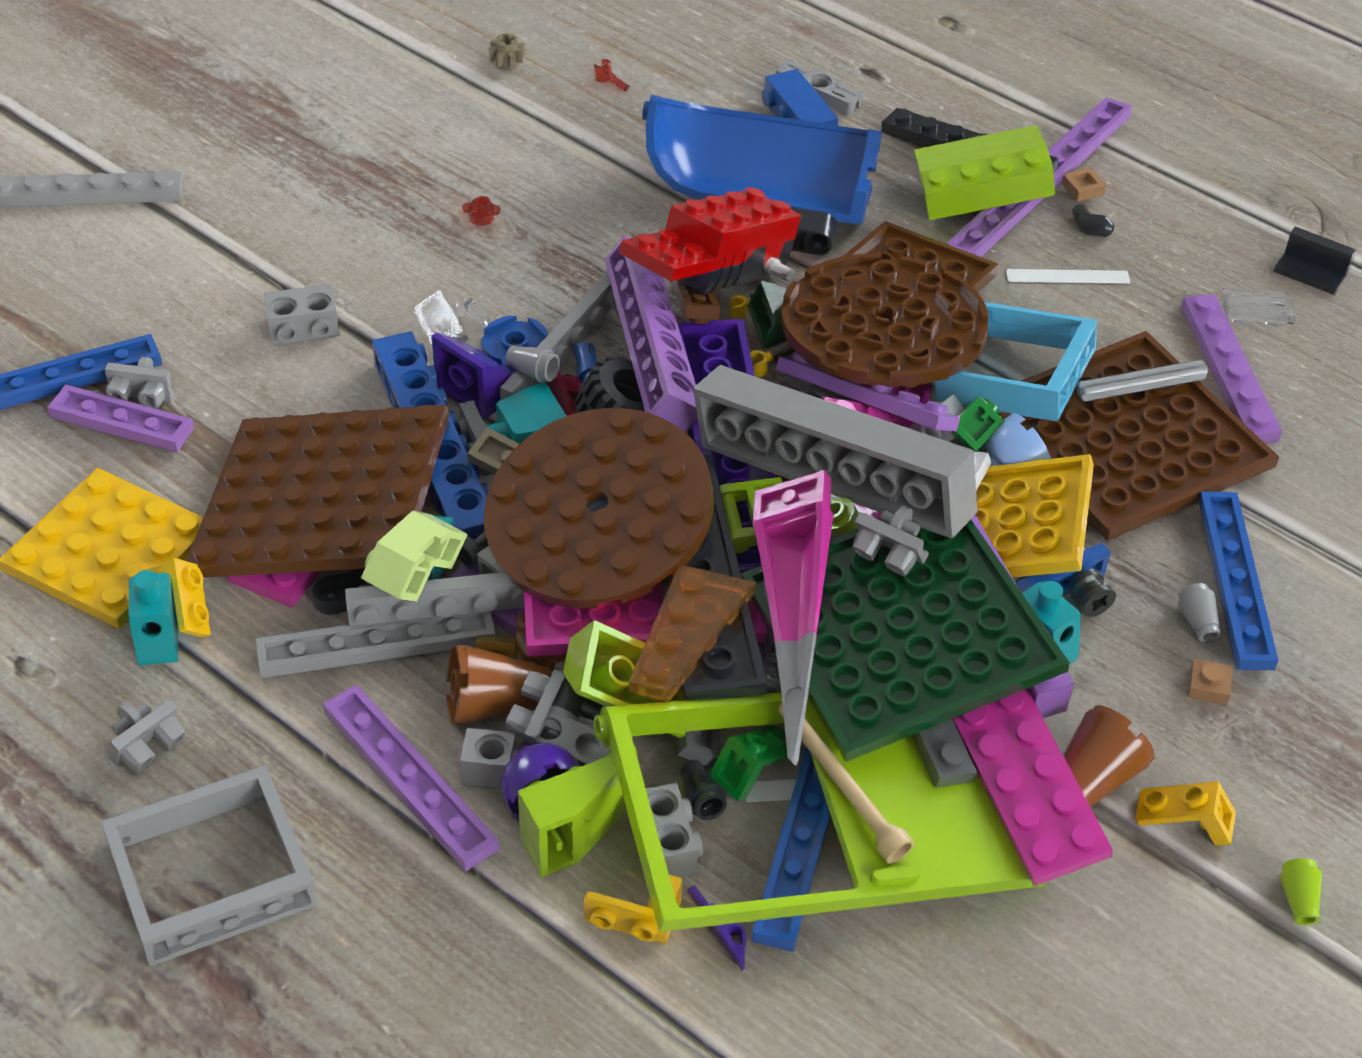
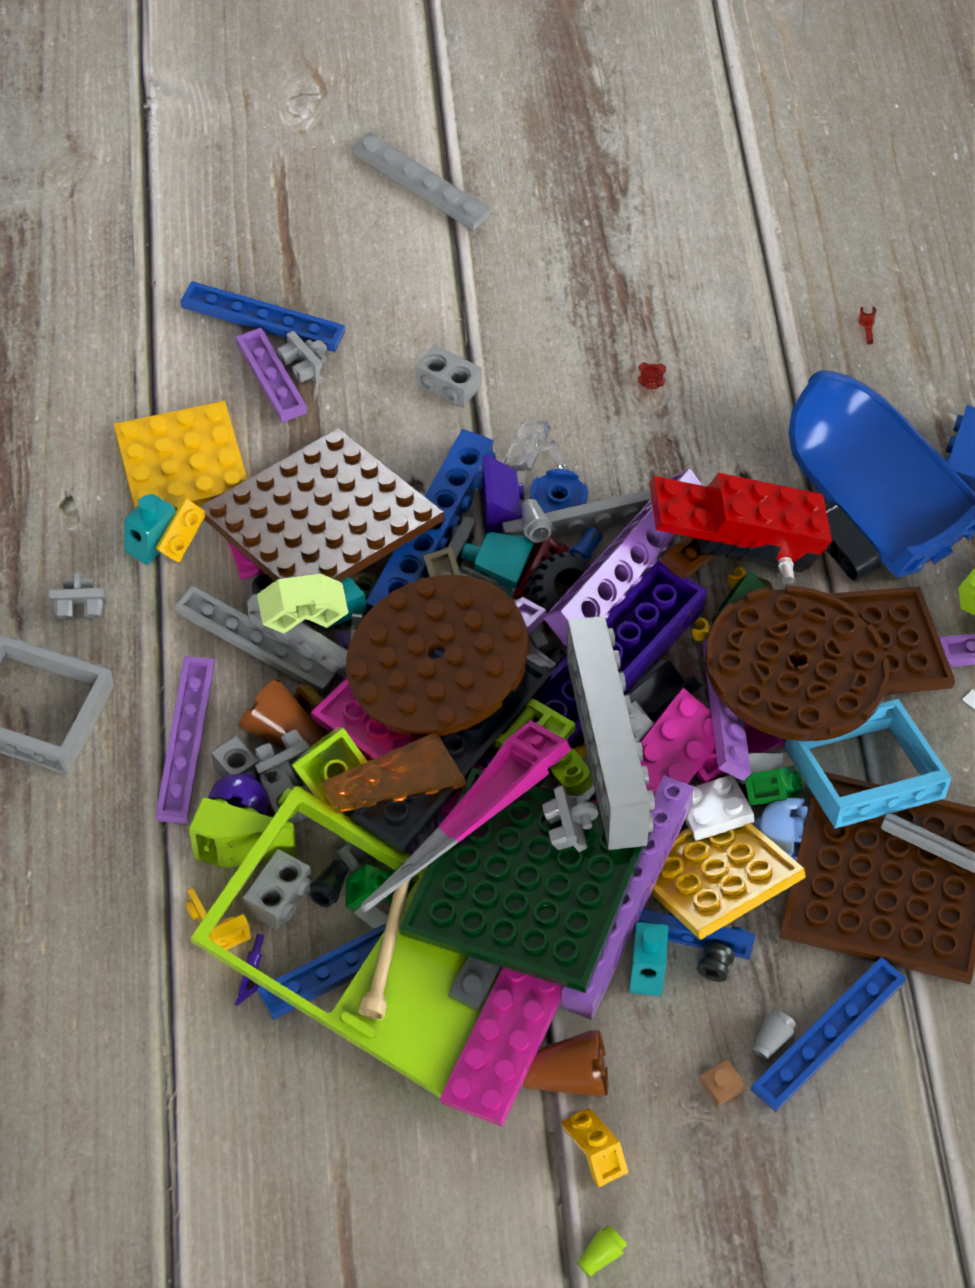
camera: 45 degrees right, 10 degrees up
(506, 51) = (811, 253): dark tan gear -> none

